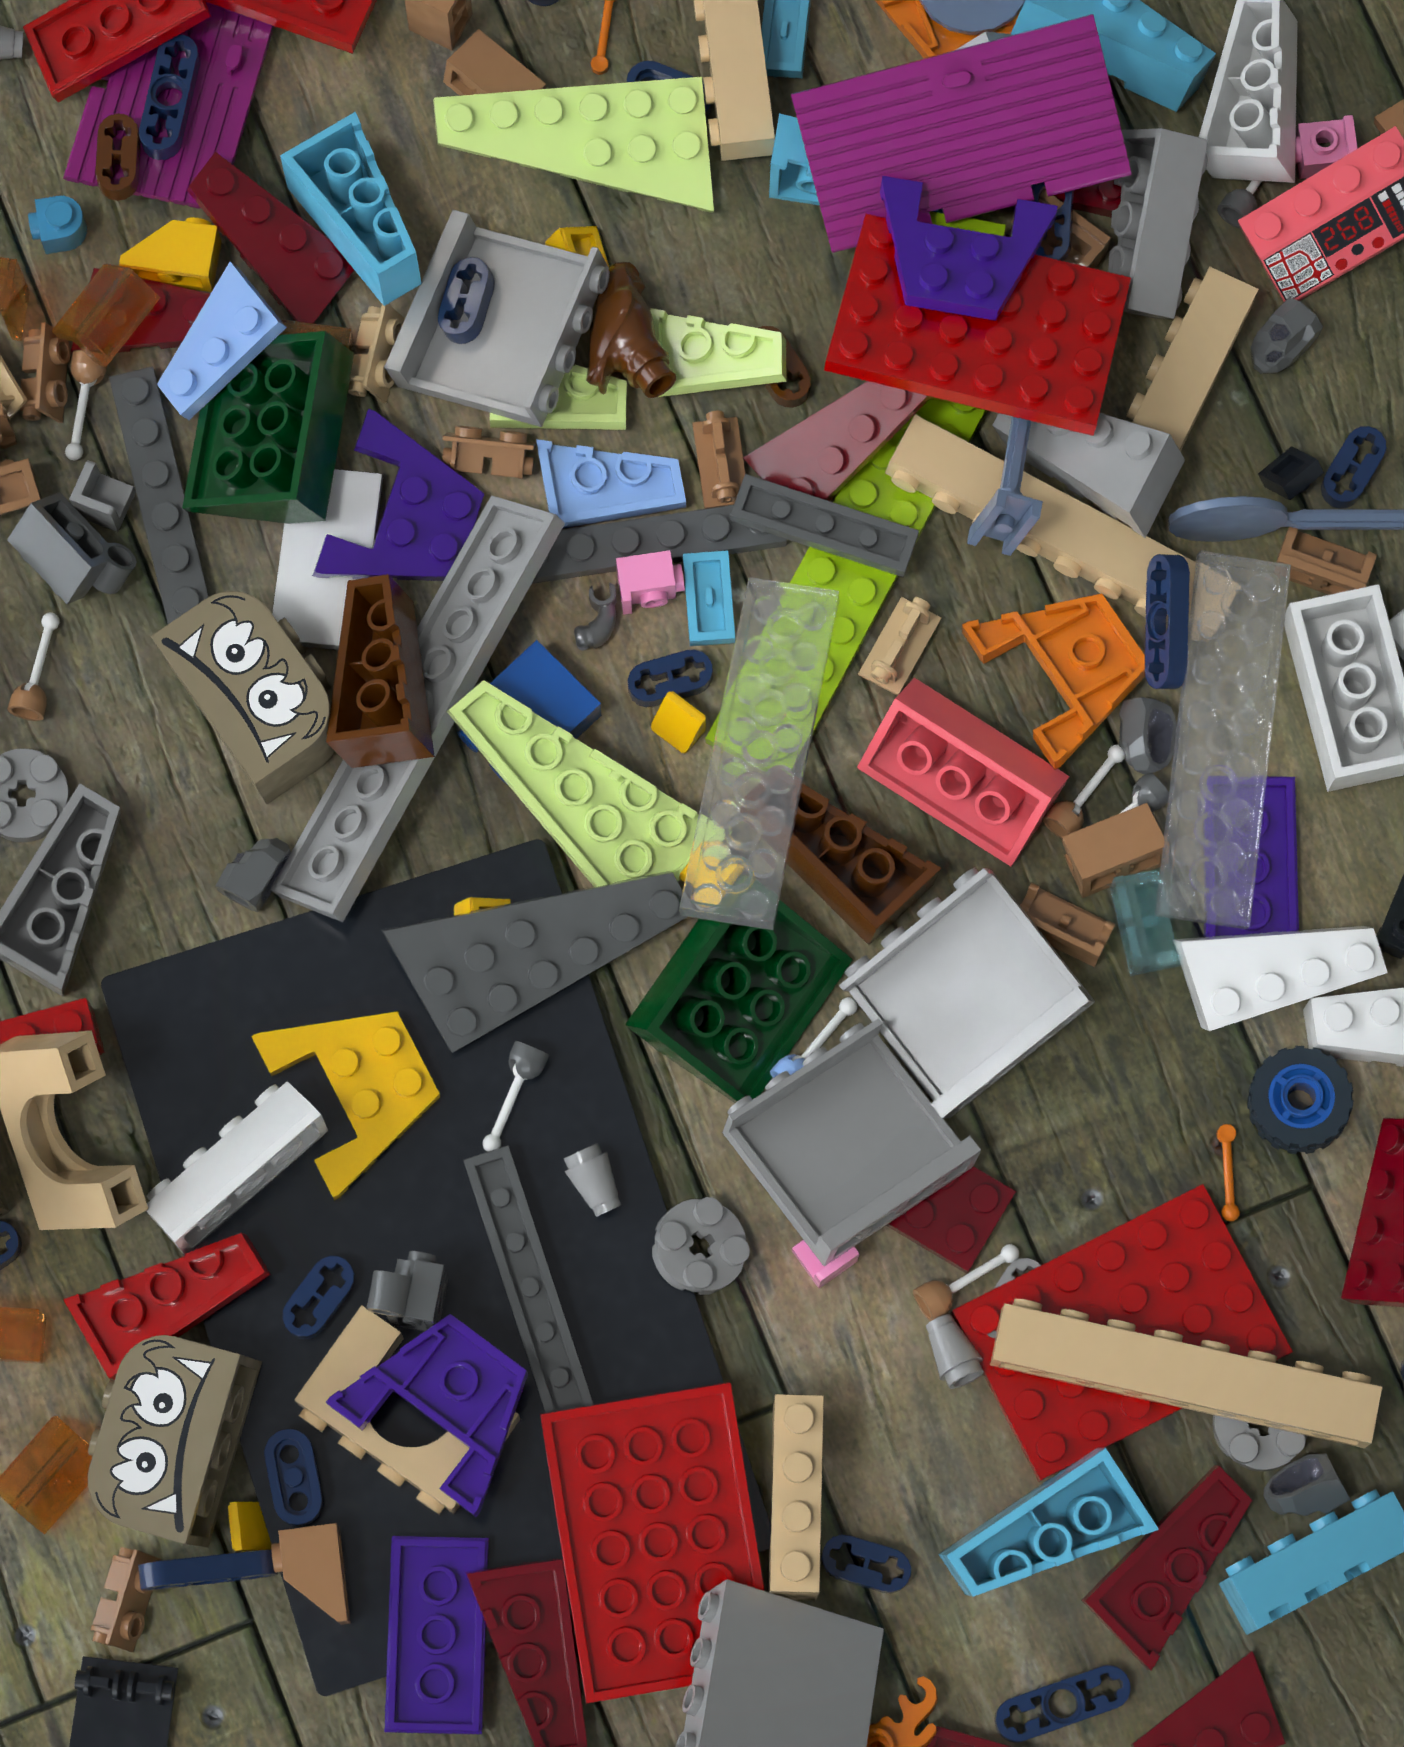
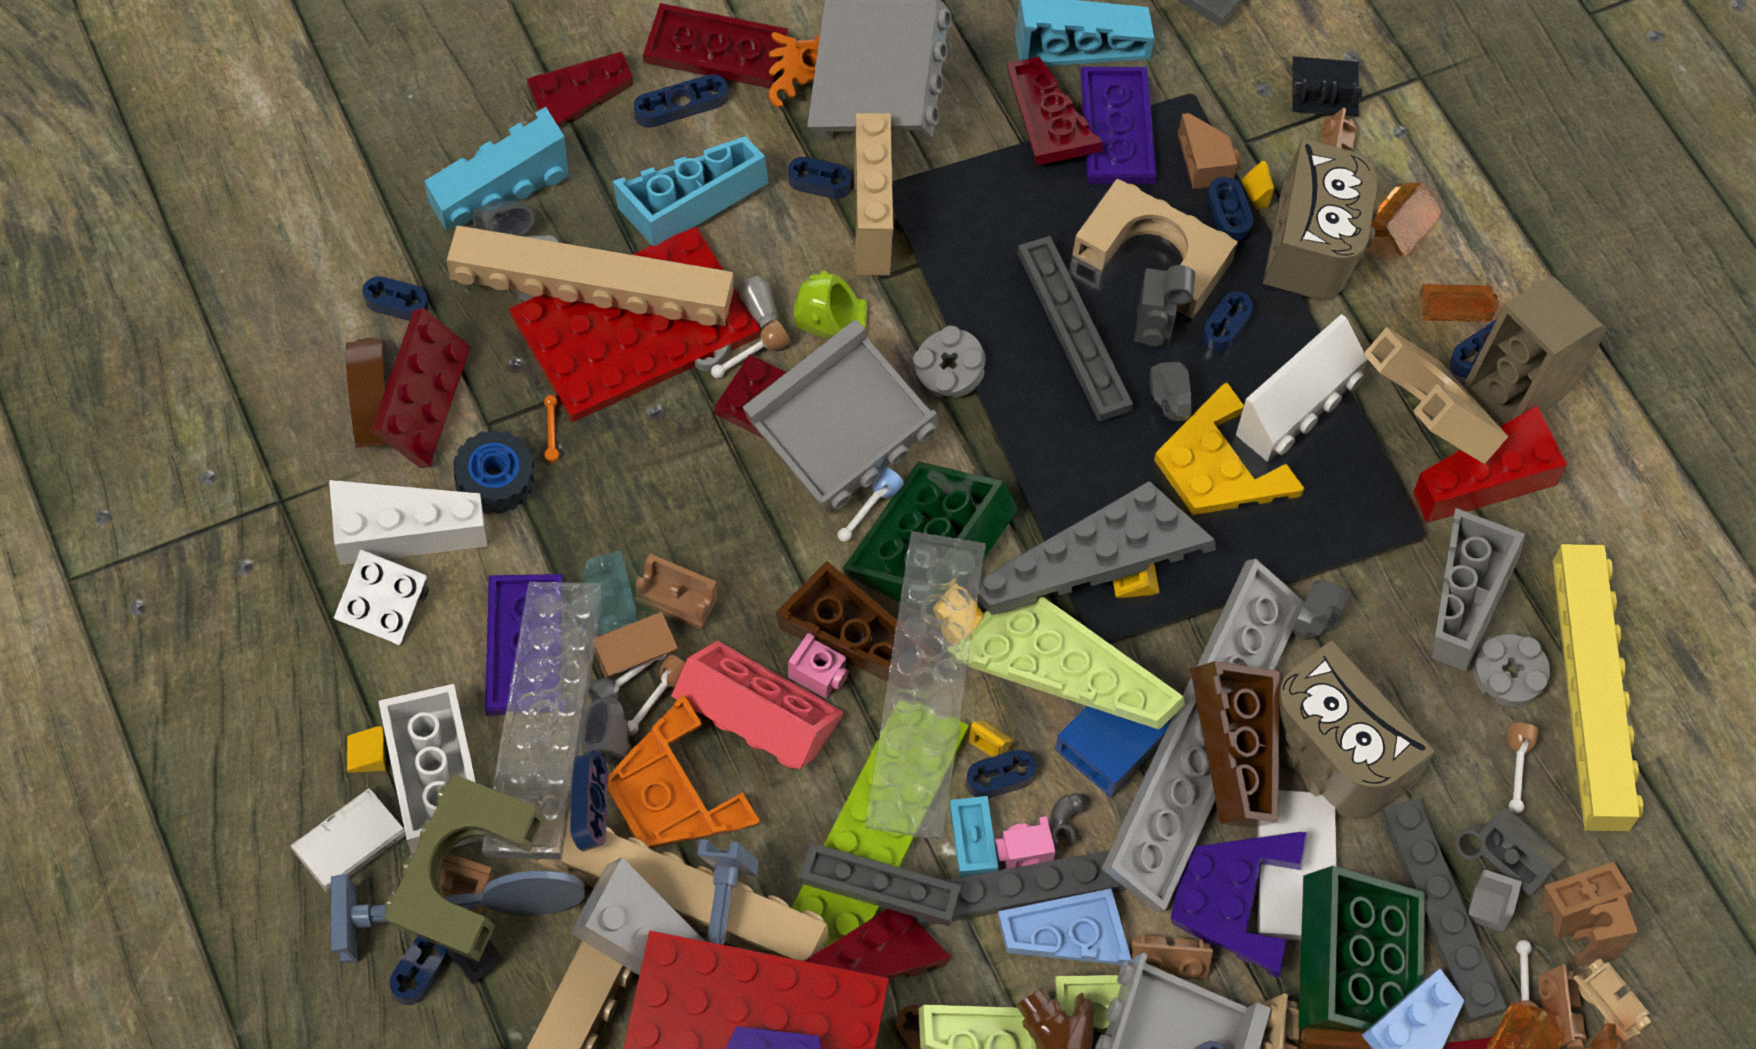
camera: 175 degrees right, 15 degrees down
(165, 1298) = (1361, 300): red wing -> none
(206, 1570) = (1279, 152): dark blue beam -> none
(409, 1180) = (1171, 389): none -> dark grey rock
(458, 1385) = (1124, 245): dark purple wing -> none
(525, 1064) = (1091, 477): hinge -> none
(593, 1178) = (1035, 401): light grey cone -> none
(646, 1526) = (974, 180): red plate -> none
(719, 459) = (970, 953): medium nougat hinge -> none
(857, 1329) = (827, 305): none -> lime helmet
(900, 644) = (812, 804): tan hinge -> none
(901, 825) = (817, 678): none -> bright pink brick
(967, 990) = (749, 529): panel -> none
(1158, 1577) = (618, 156): dark red wing -> none
(1266, 971) = (507, 553): white wedge -> none
(1354, 500) = (461, 813): none -> olive arch

